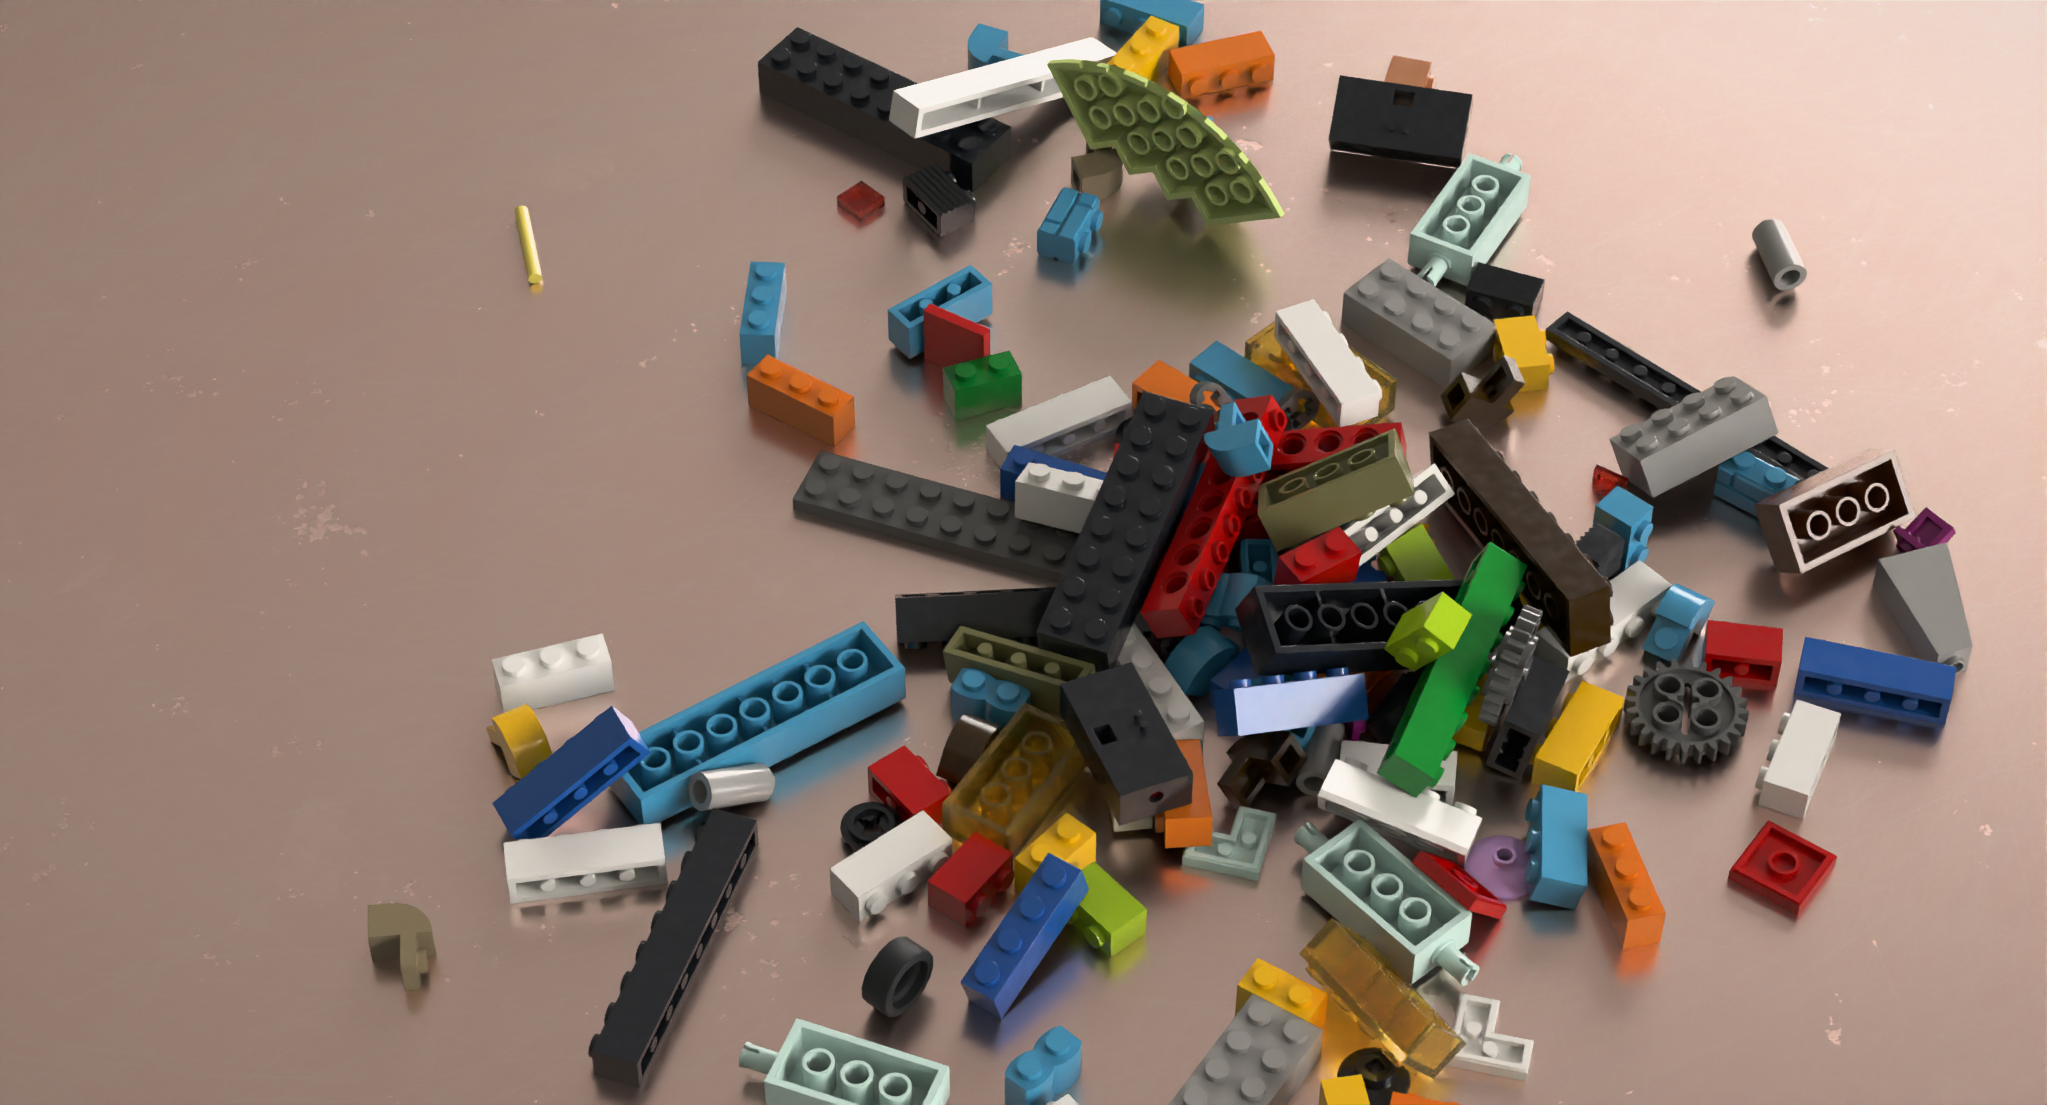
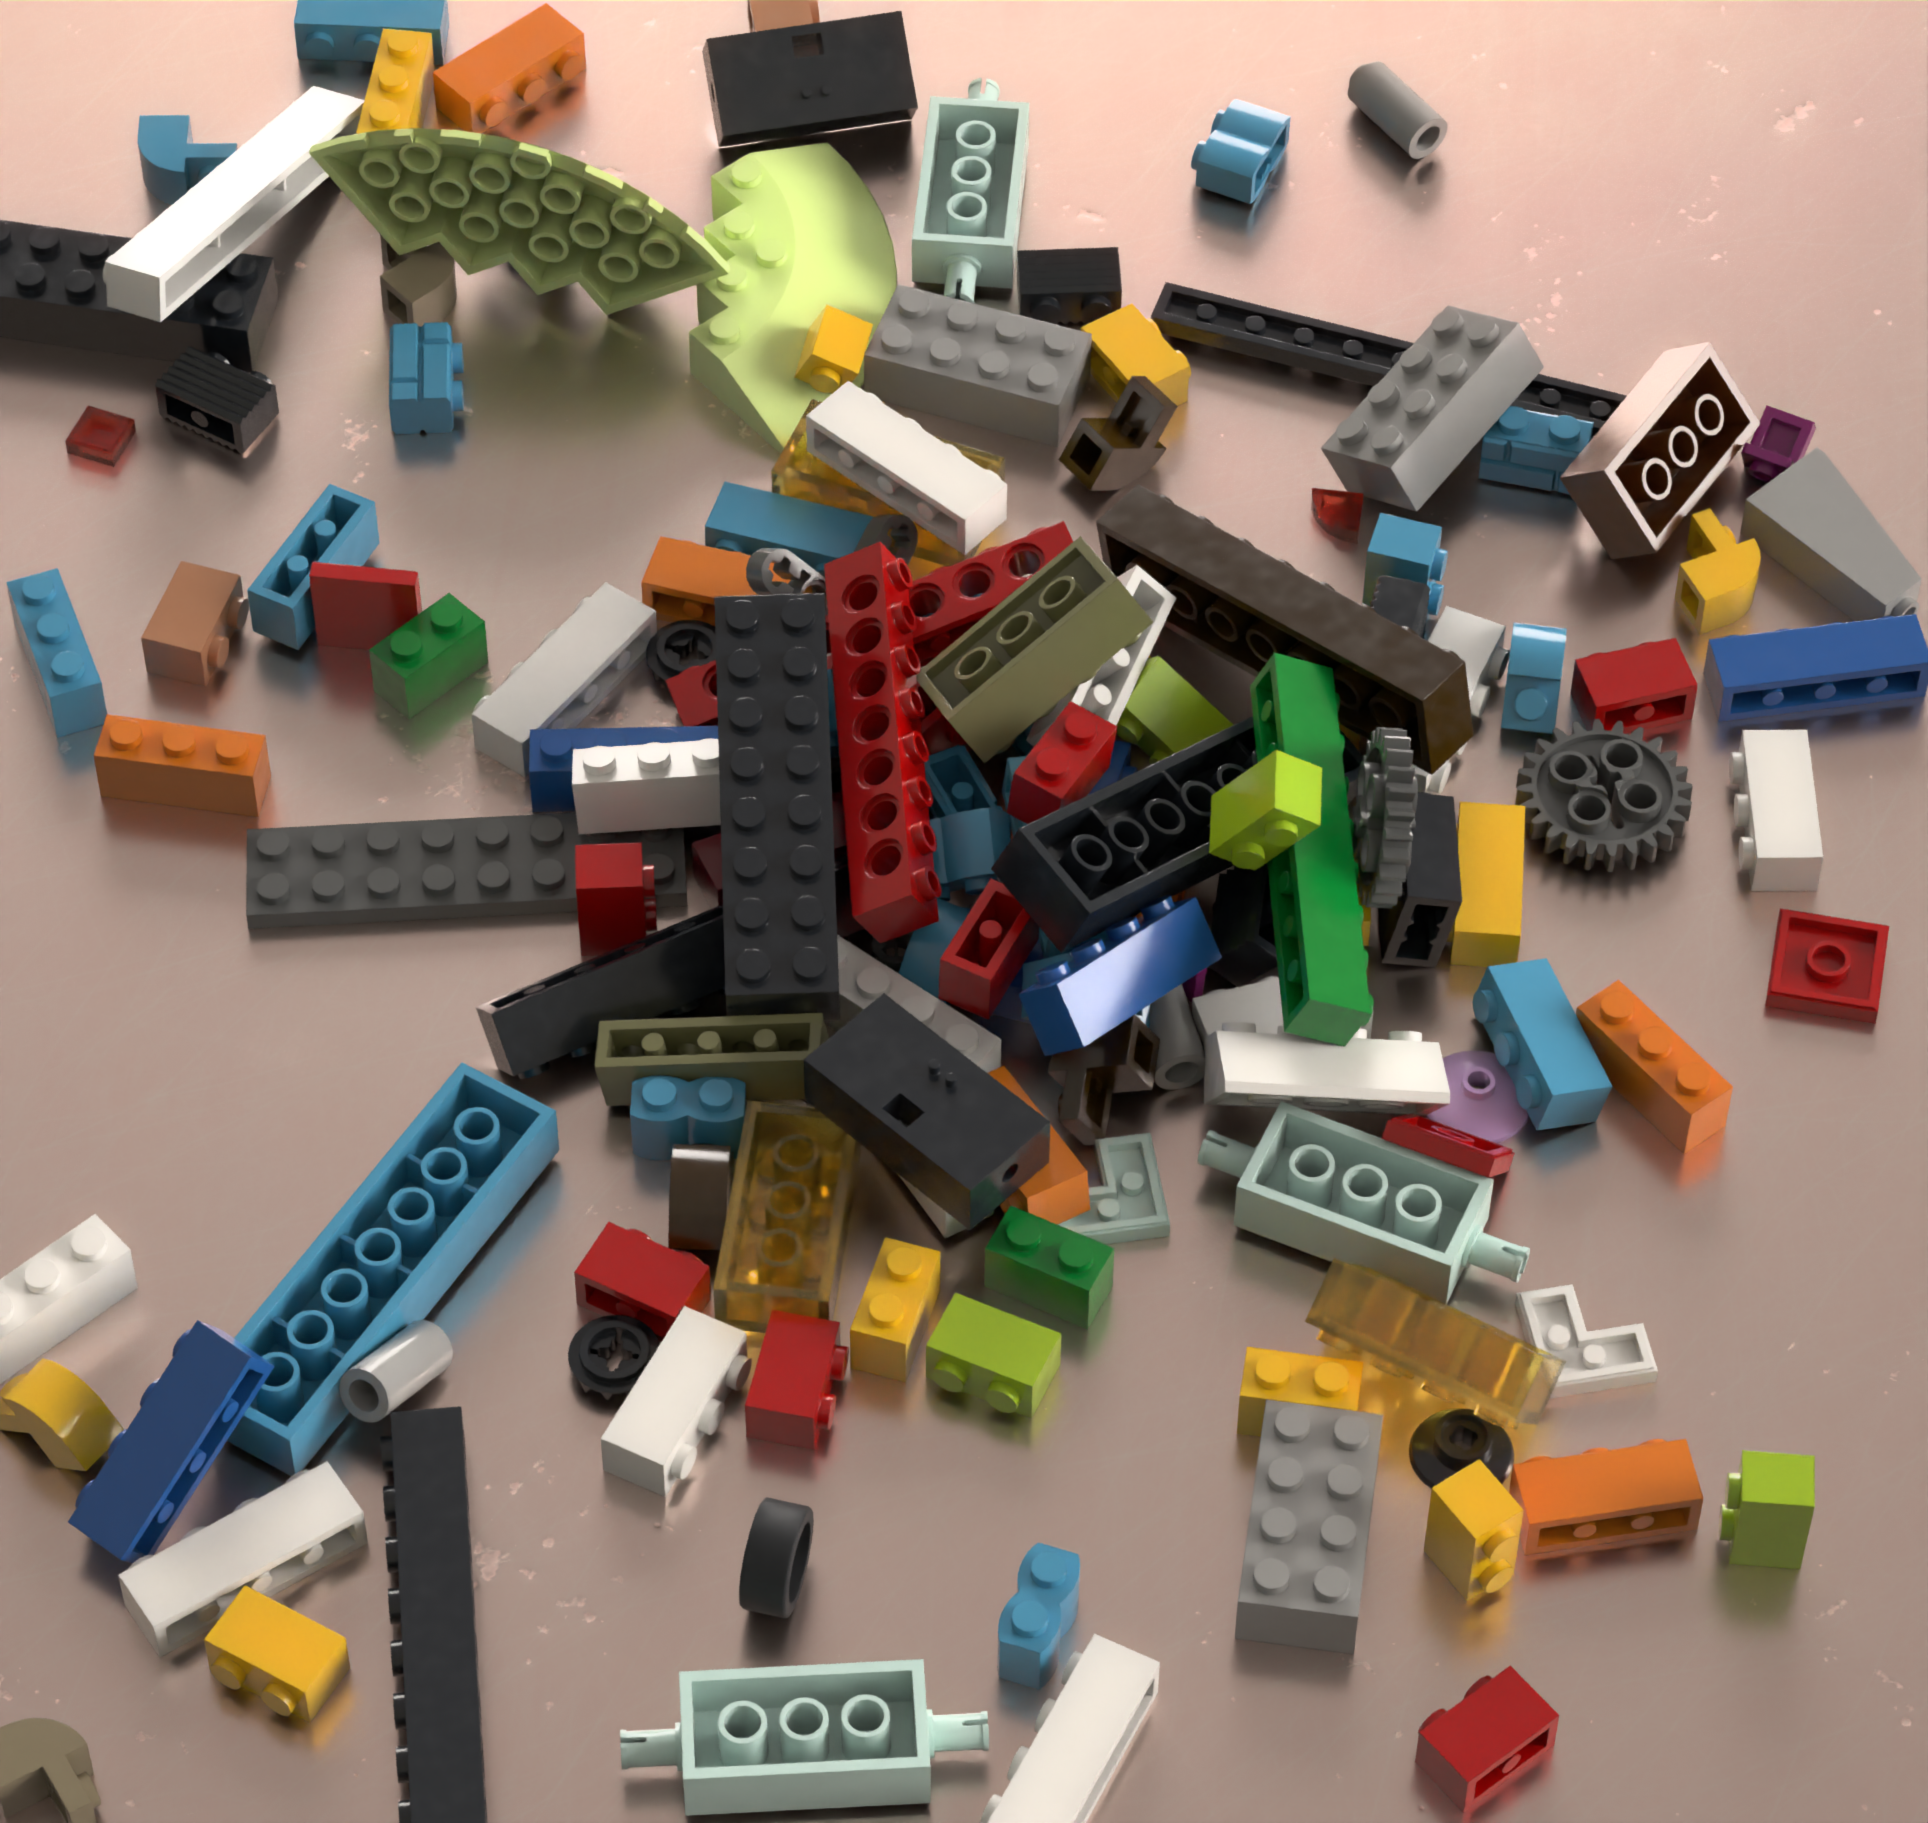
camera: 25 degrees left, 5 degrees up
(573, 924) = (276, 1655): none -> yellow brick
(852, 322) = (194, 623): none -> nougat brick
(1011, 556) = (613, 895): none -> red brick
(1025, 935) = (921, 1433): blue brick -> none
(1165, 869) = (1049, 1267): none -> green brick
(1214, 663) = (987, 951): none -> red brick
(1239, 445) = (880, 635): dark azure brick -> none
(1327, 283) = (833, 350): none -> yellow brick
(1330, 237) = (796, 239): none -> yellowish green brick
(1662, 248) = (1241, 150): none -> dark azure brick
(1838, 607) = (1720, 578): none -> yellow brick

